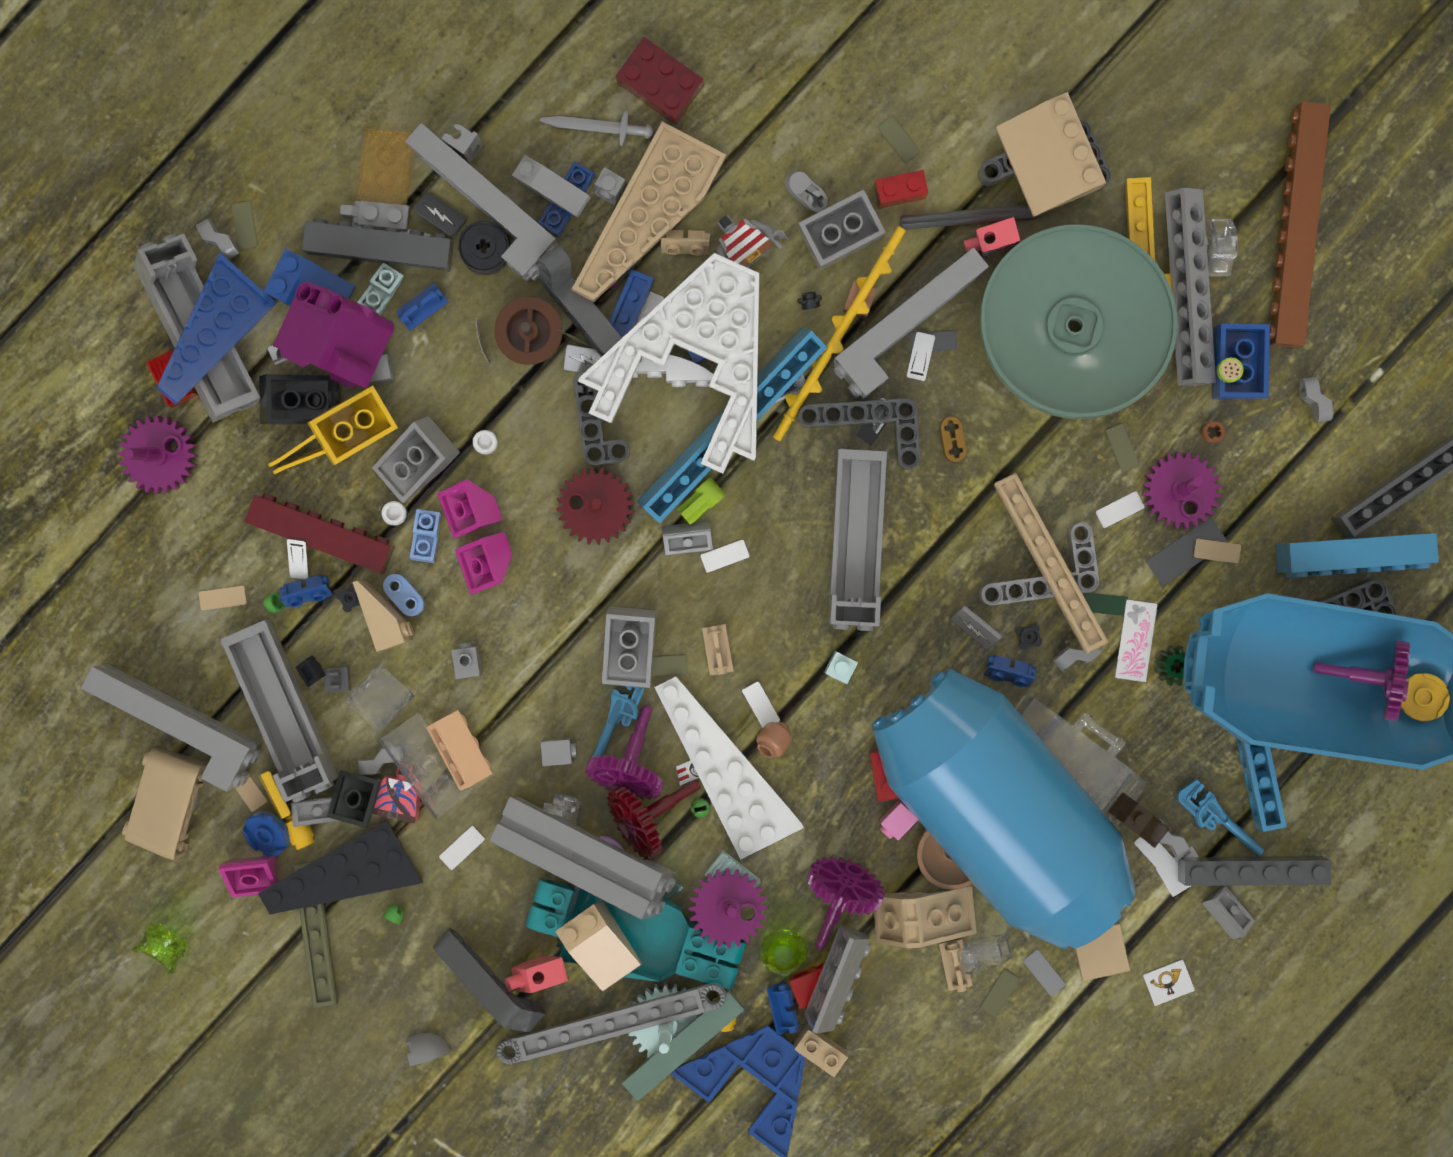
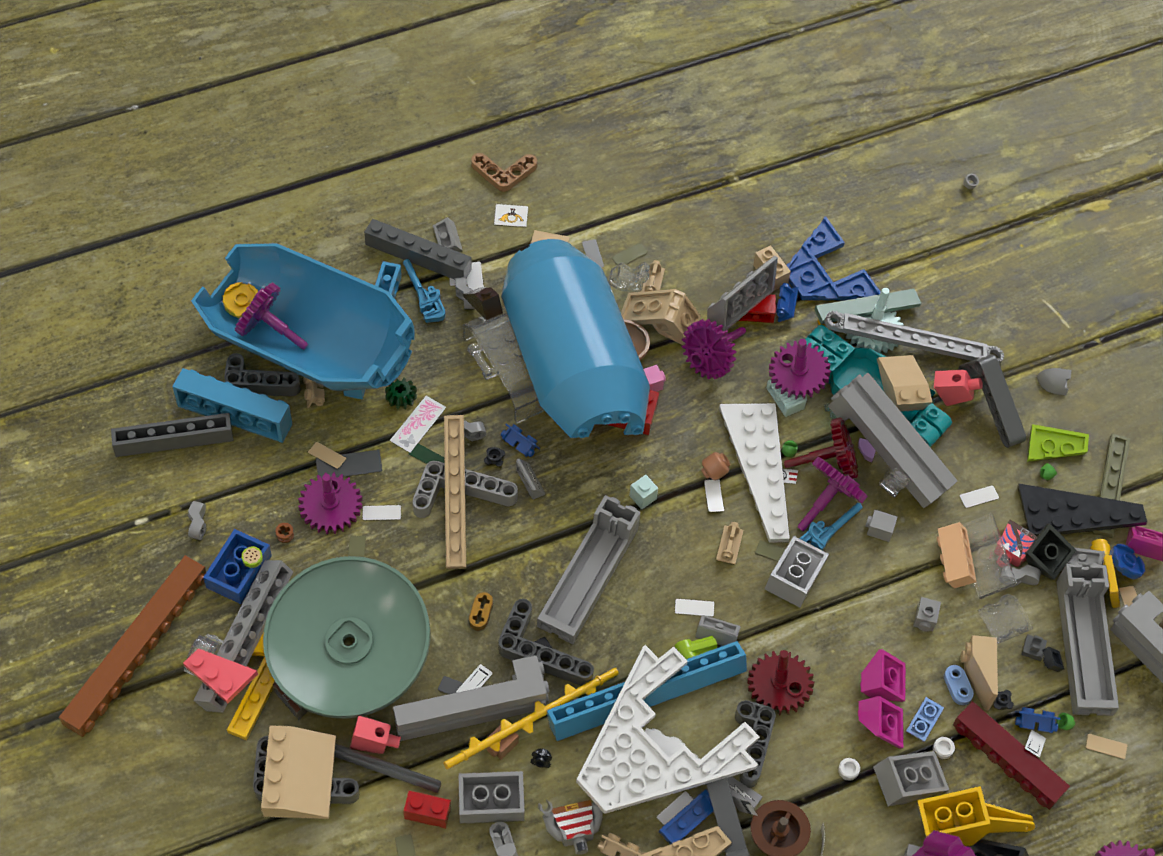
camera: 155 degrees left, 30 degrees down
(397, 959) = (1055, 443): none -> lime wing
(783, 952) = (770, 334): clear neon green hair -> none
(1190, 219) = (220, 674): none -> coral wing
(1202, 1037) = (505, 176): none -> medium nougat beam

